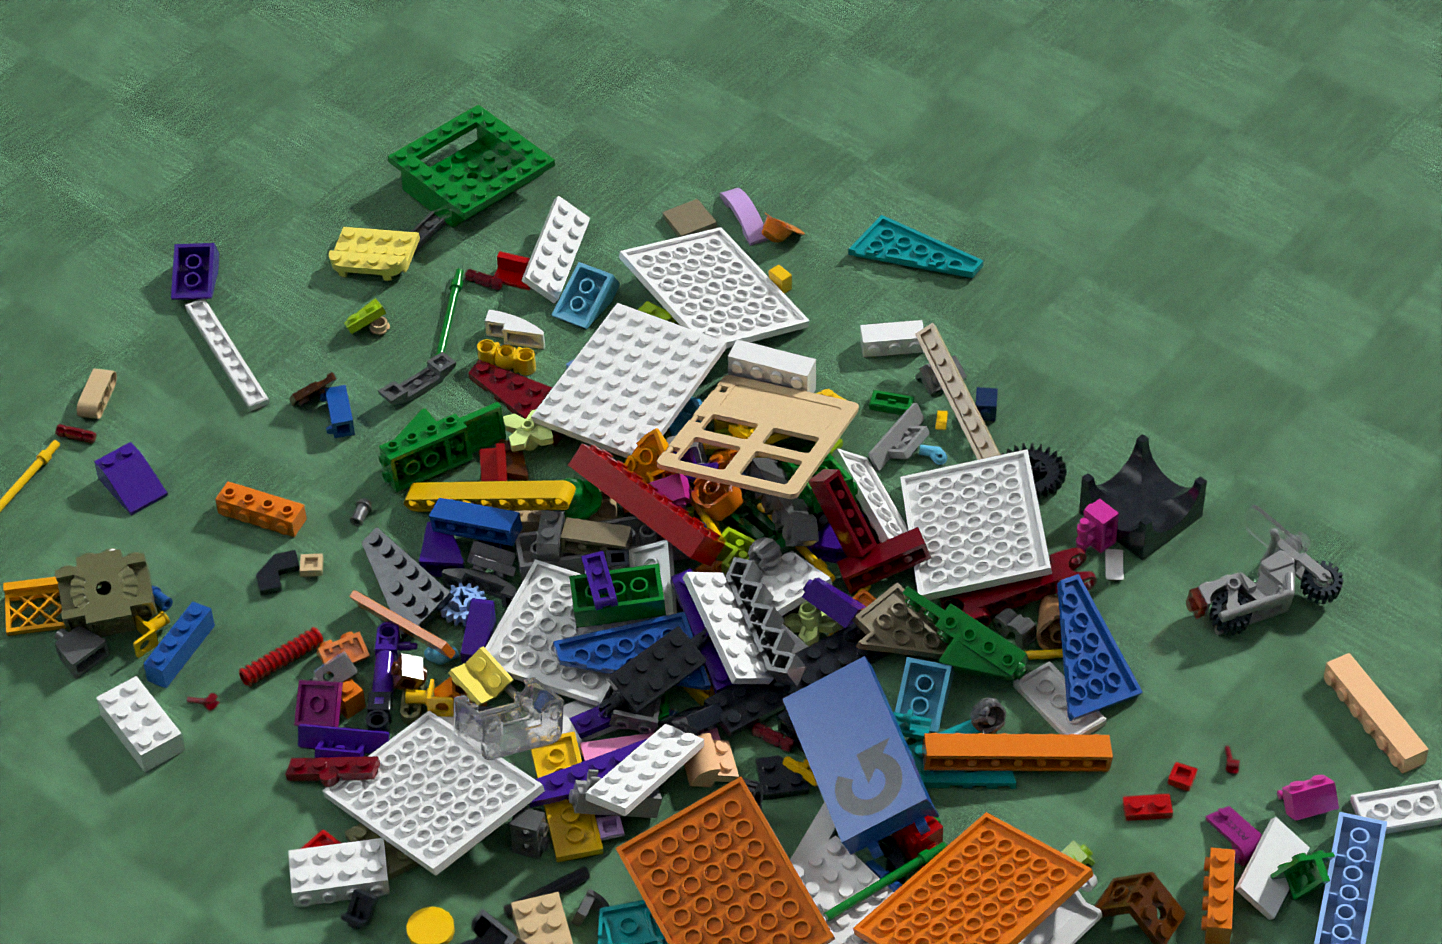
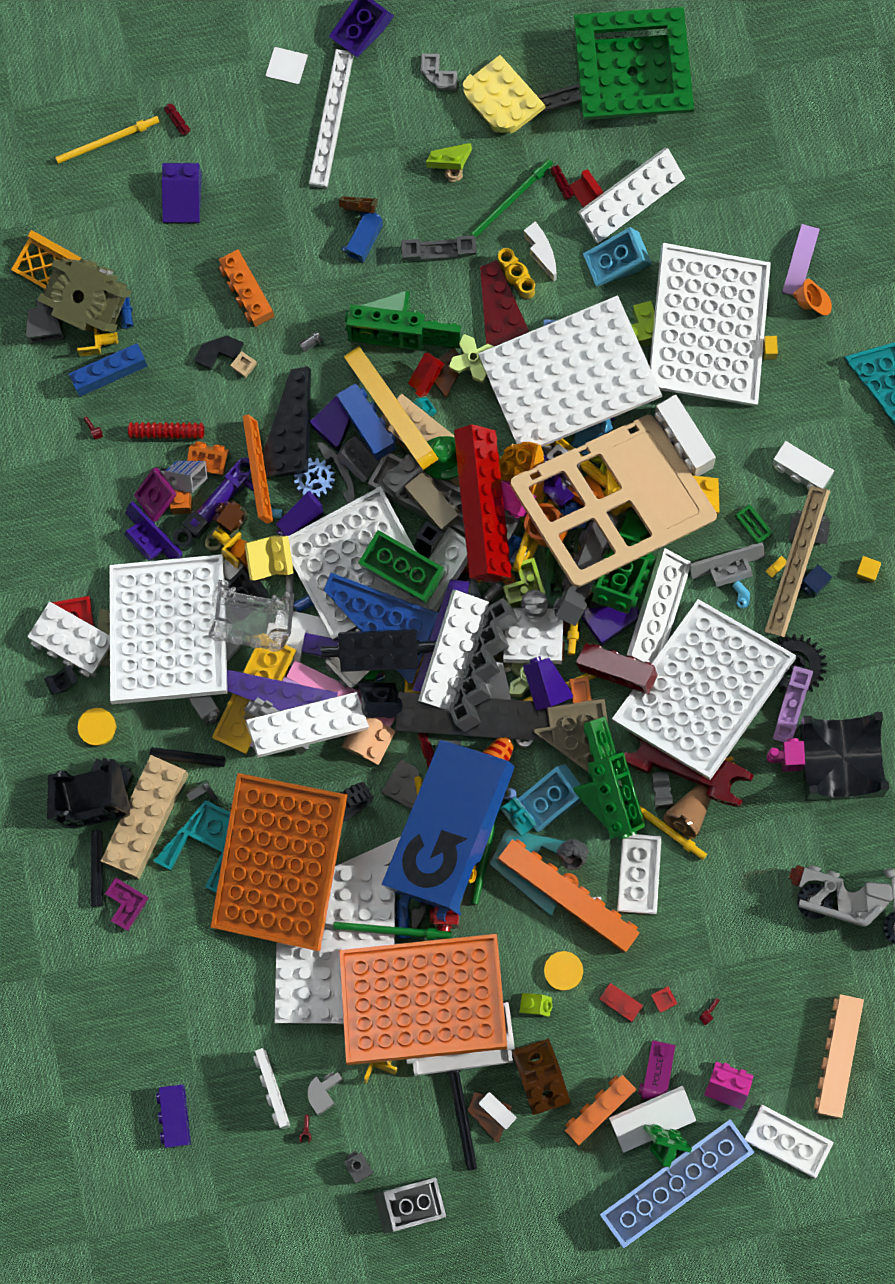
camera: 45 degrees right, 30 degrees up
(96, 393) = (215, 92): tan beam -> none
(140, 724) = (37, 419): white brick -> none
(147, 343) = (286, 65): none -> white sticker
(305, 274) = (440, 79): none -> light grey tile
(330, 769) = (126, 554): dark red hinge -> none
(599, 580) = (390, 552): dark purple plate -> none
(689, 218) = (757, 234): dark tan tile -> none
(842, 512) = (604, 620): dark red brick -> none
(1020, 372) = (868, 569): none -> yellow piece
(1056, 491) = (792, 704): none -> lavender slope
(1071, 818) = (563, 971): none -> yellow tile
(1091, 659) = (682, 865): blue wing -> none
(1114, 564) = (781, 790): white sticker -> none

